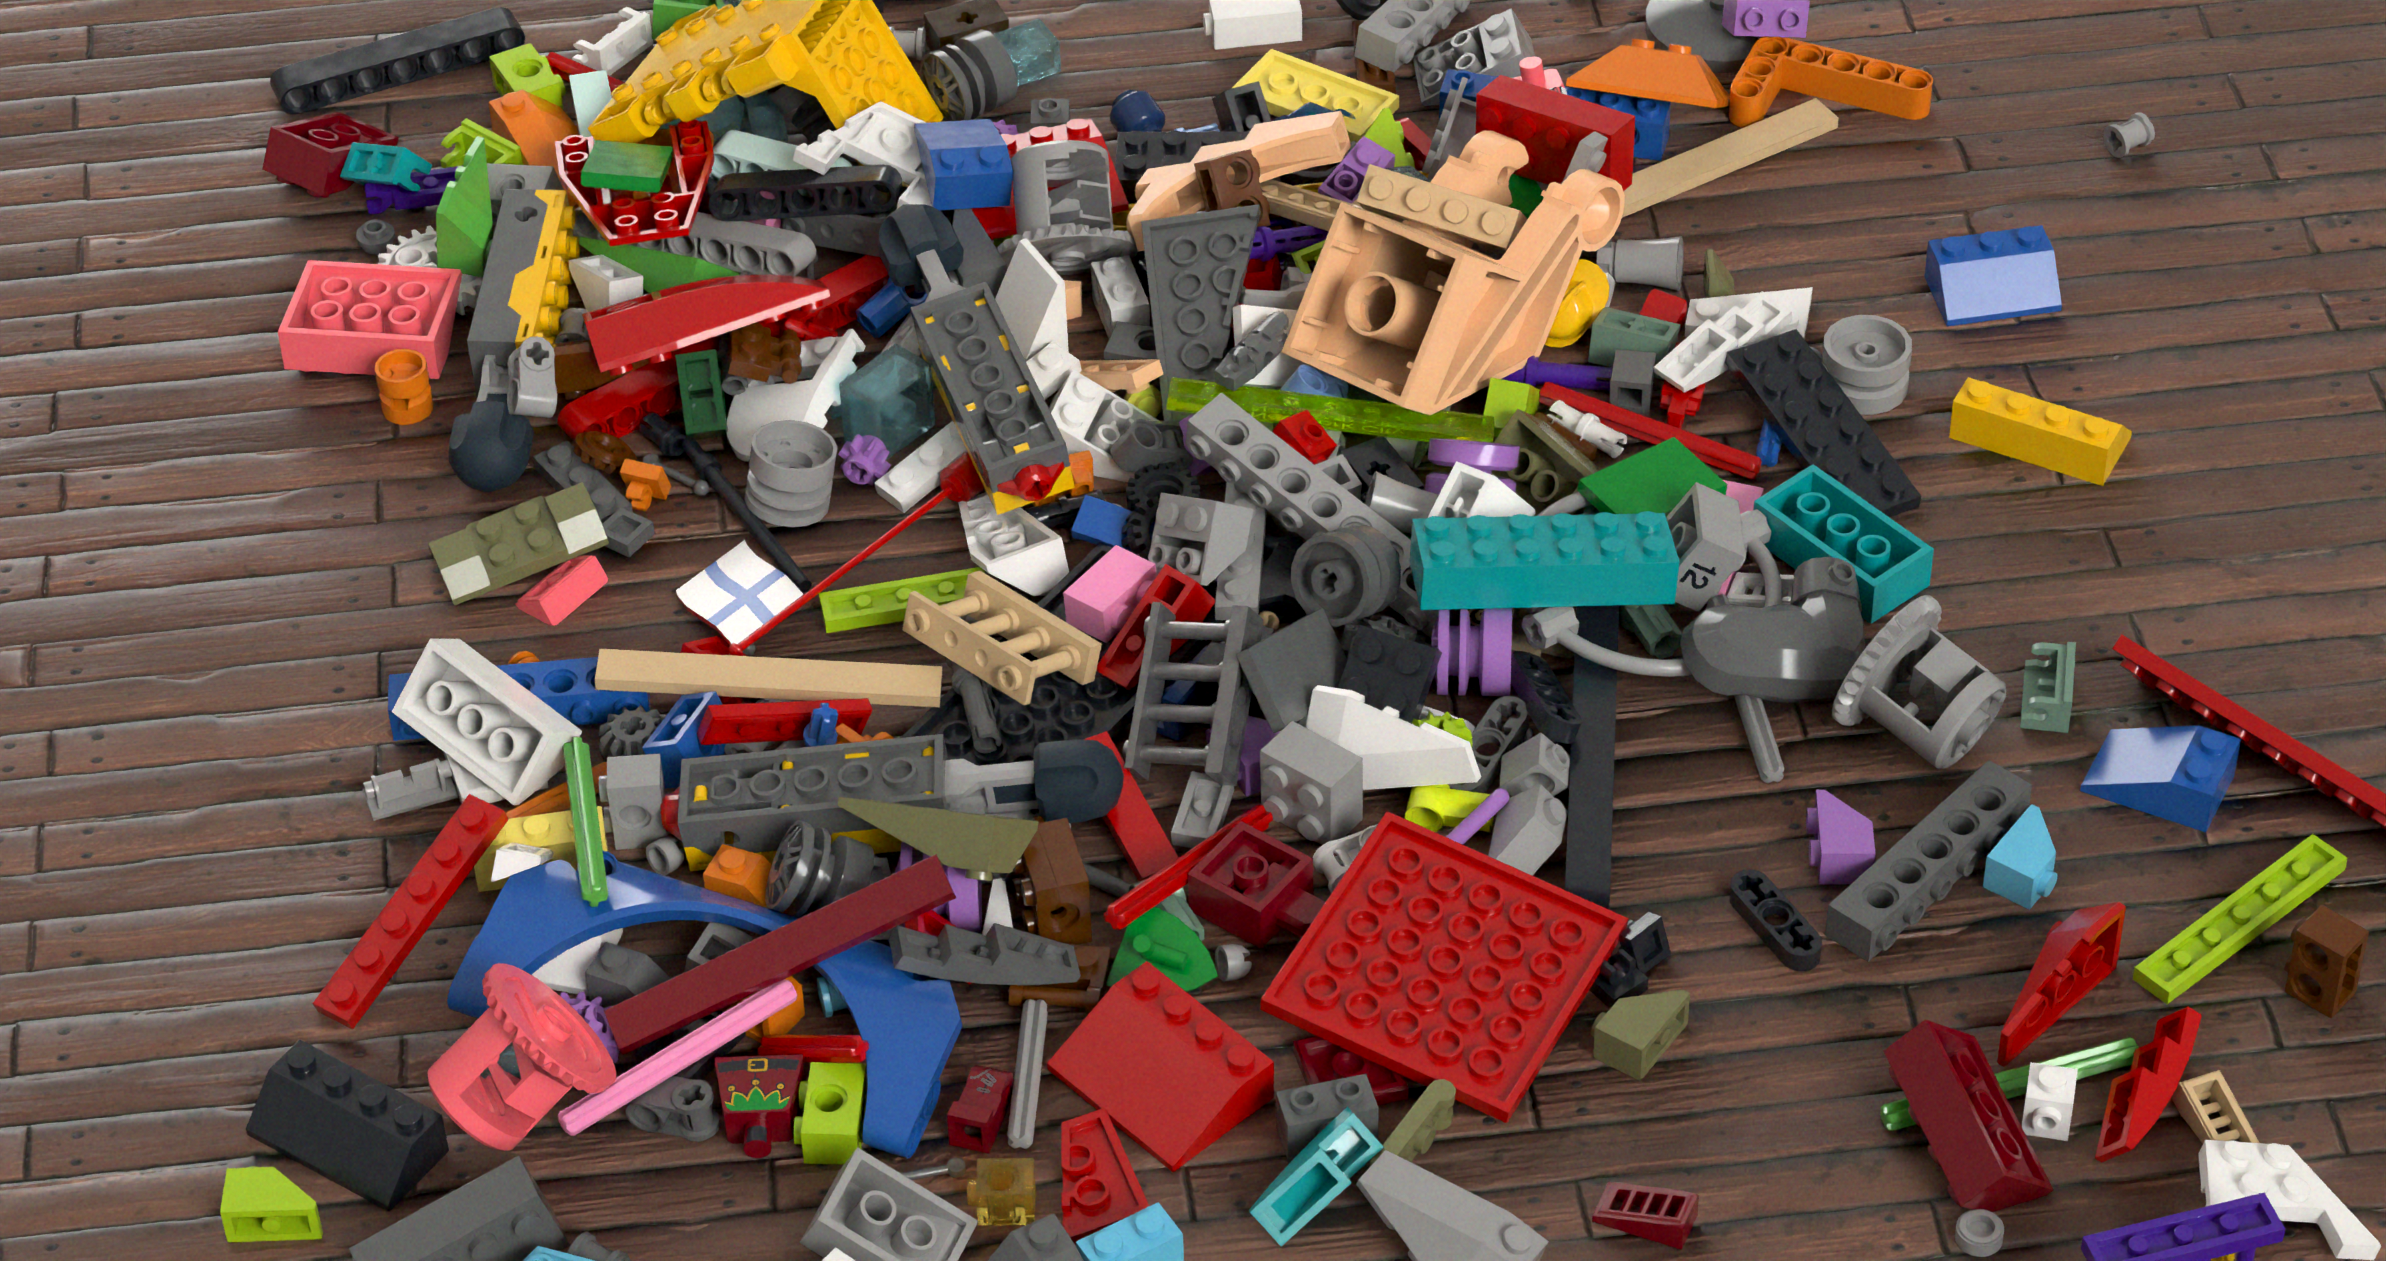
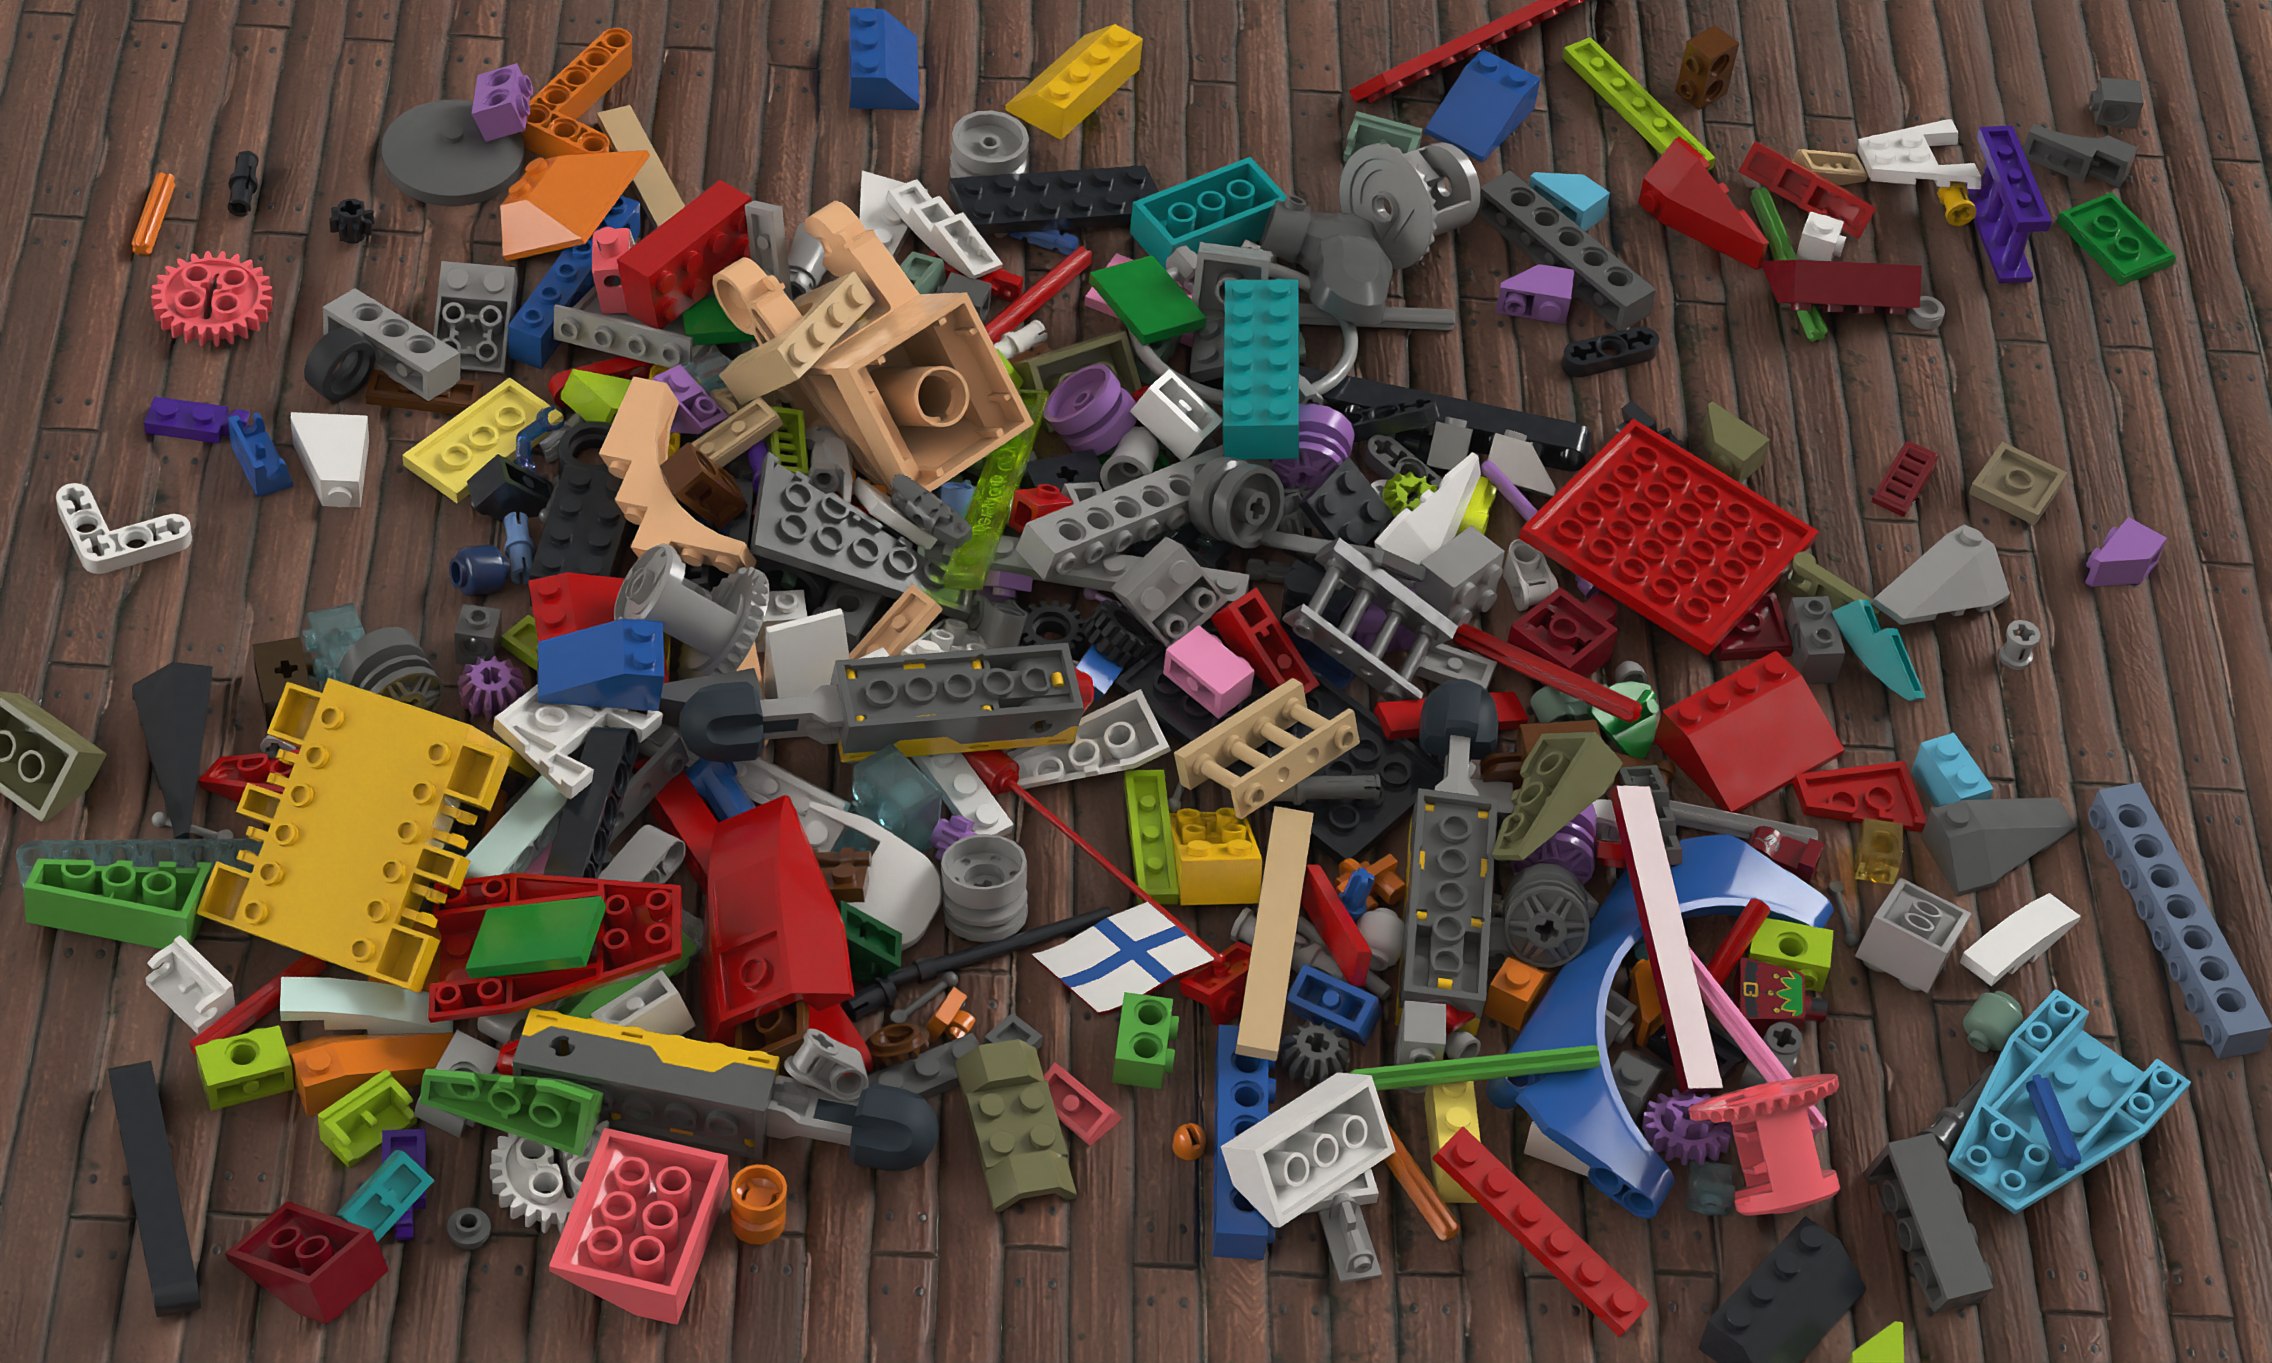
camera: 90 degrees left, 5 degrees up
(517, 858) = (1522, 1124): white slope -> none
(635, 616) = (1143, 1041): none -> bright green brick
(872, 632) = (1215, 858): none -> yellow slope

